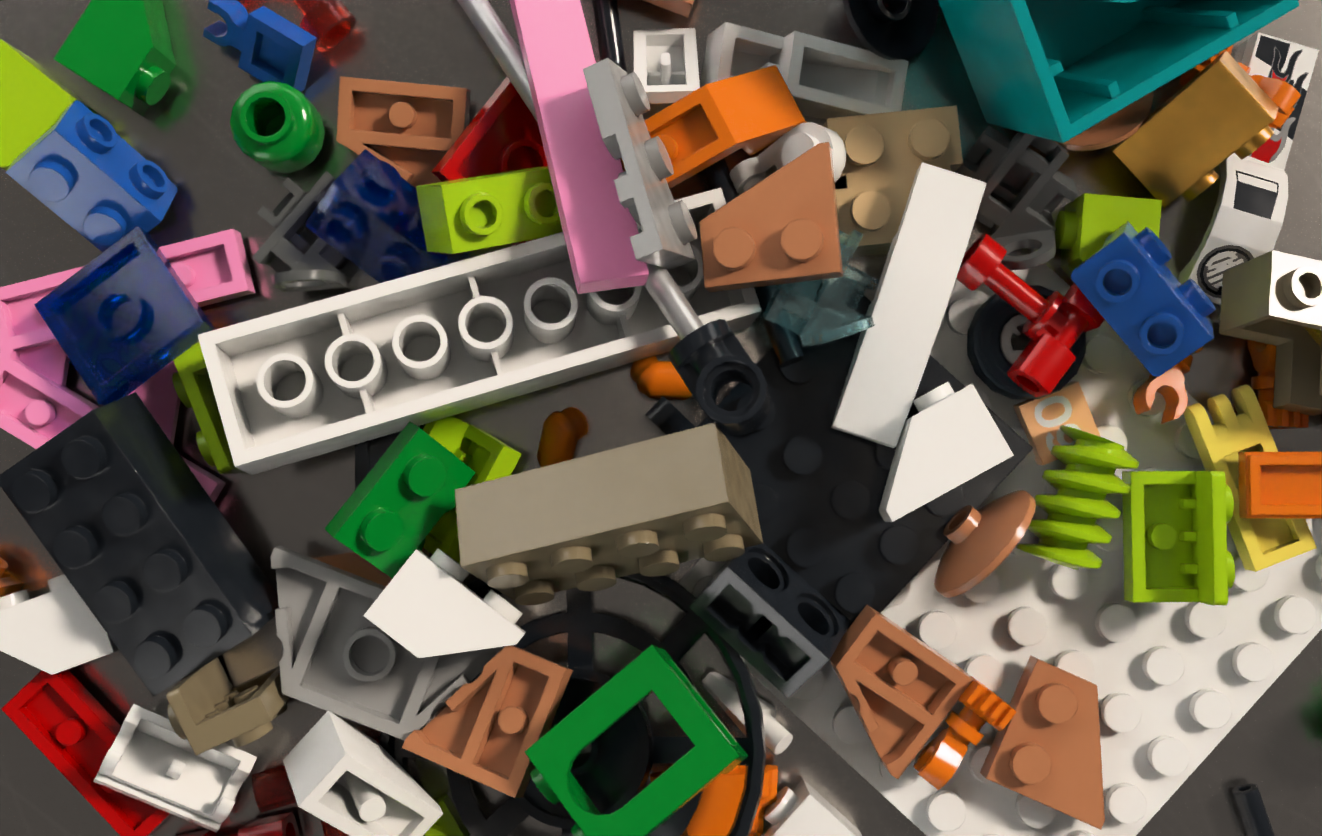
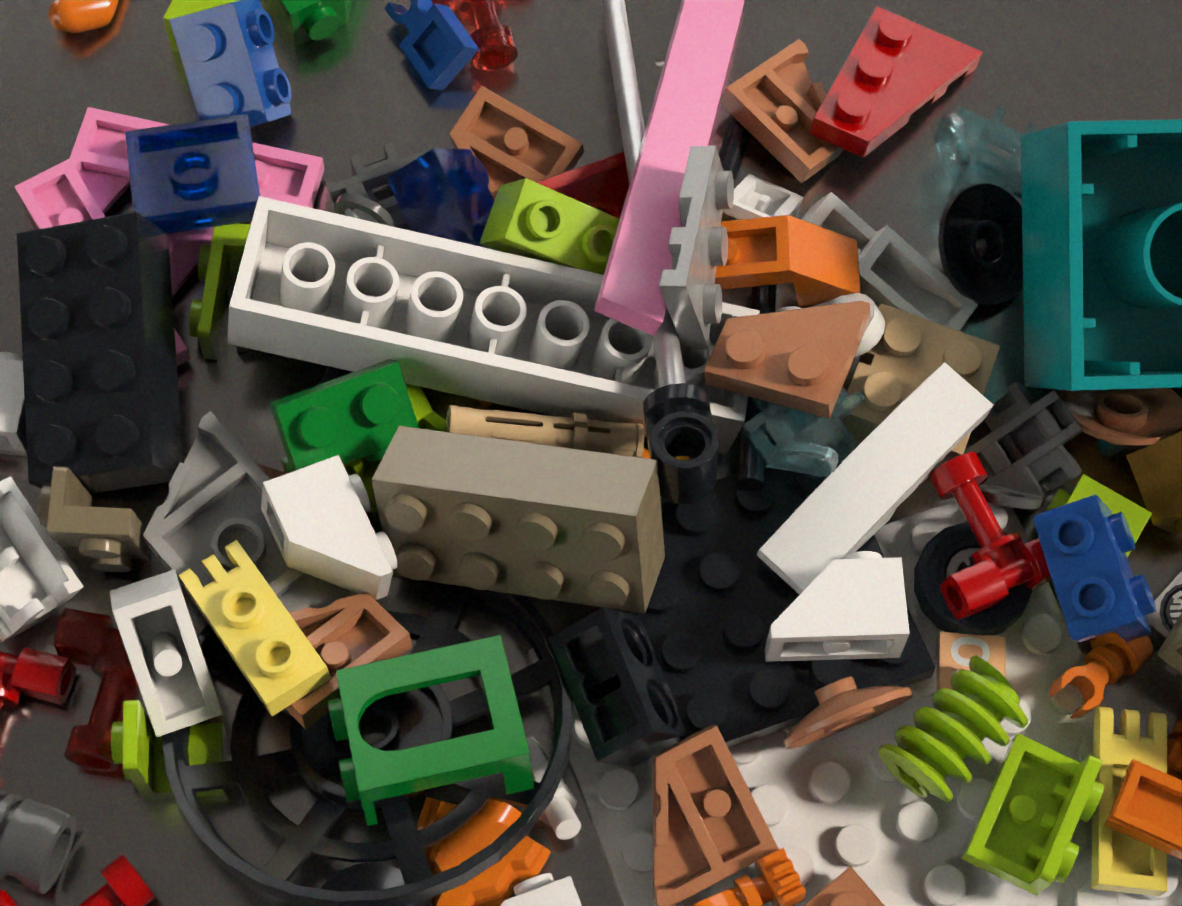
camera: 20 degrees right, 20 degrees down
(277, 127) = (407, 98): green head -> none
(430, 737) = (256, 630): none -> light yellow hinge
(609, 401) = (558, 431): none -> tan pin

